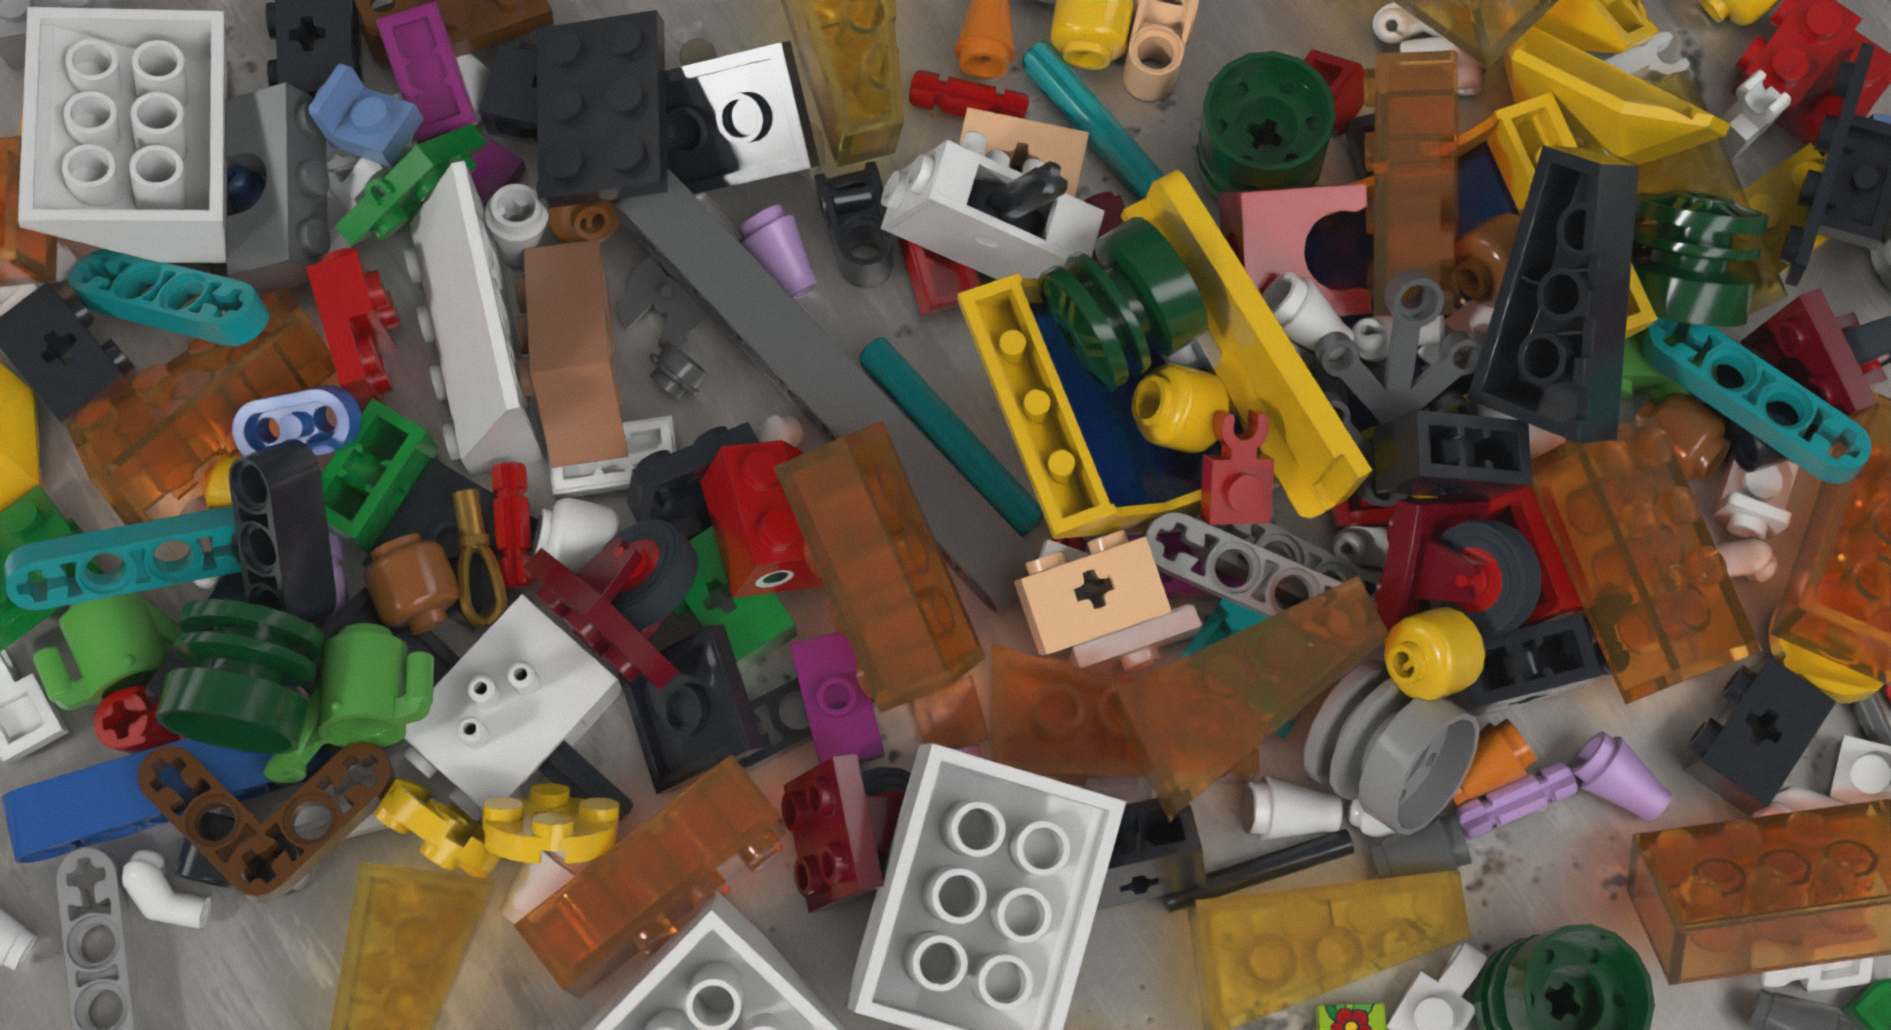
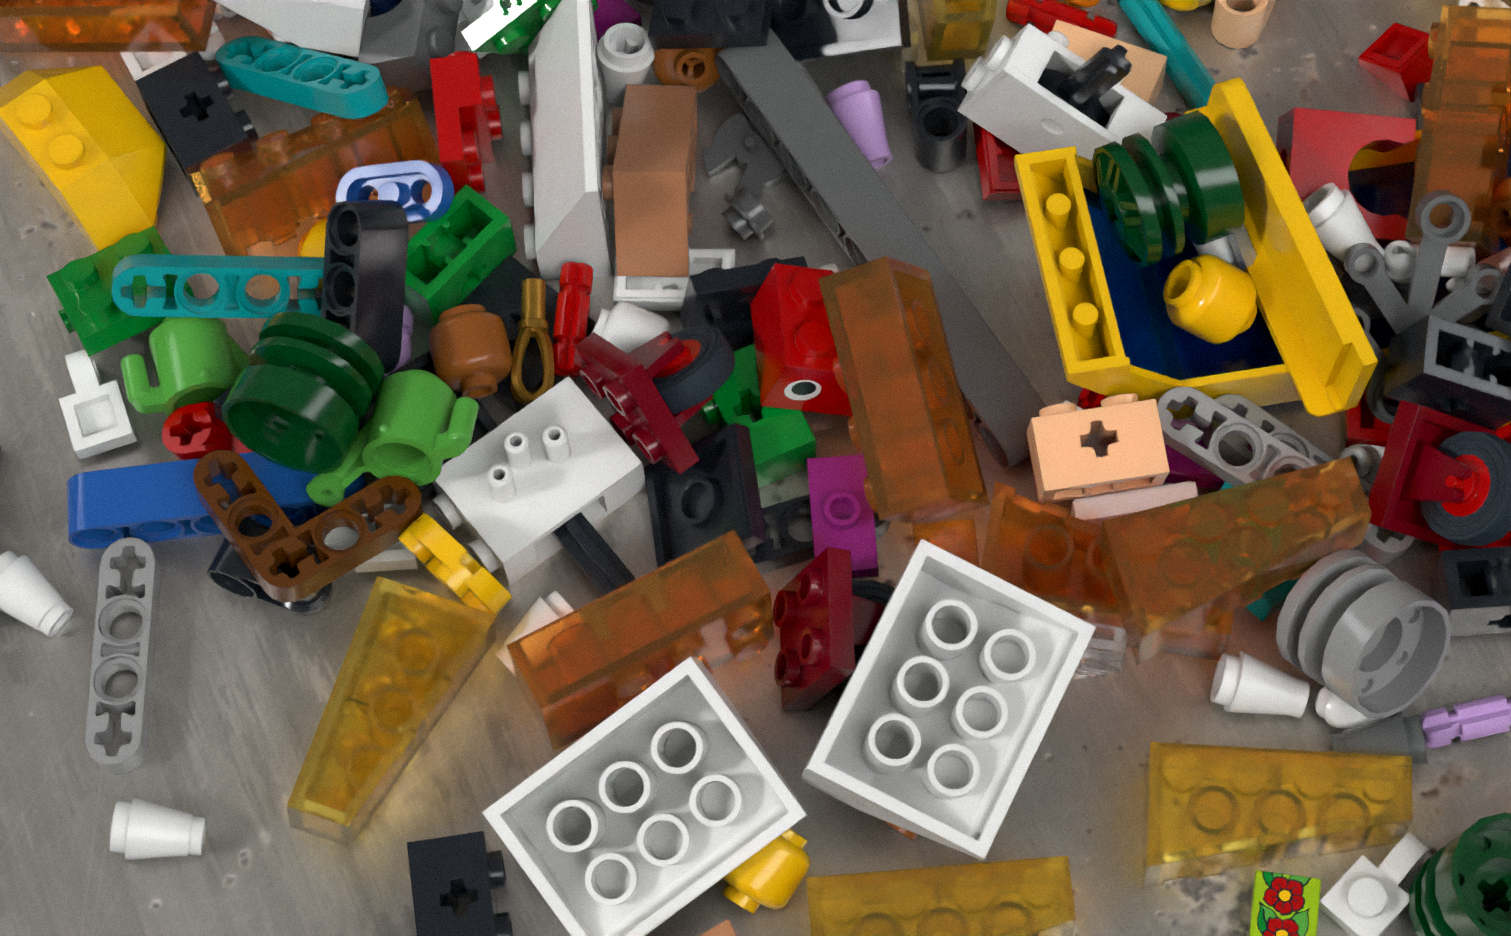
camera: 20 degrees right, 10 degrees down
(154, 897) = (184, 592): white arm -> none
(550, 822) = (555, 570): yellow plate -> none
(951, 436) = (993, 307): teal axle -> none
(1152, 856) = (1110, 701): black brick -> none
(1239, 480) = (1252, 371): red plate -> none
(1265, 869) = (1251, 735): black bar -> none
(1271, 103) = (1335, 61): dark green wheel -> none
(1434, 653) = (1415, 545): yellow head -> none
(1498, 761) = (1466, 674): orange cone -> none

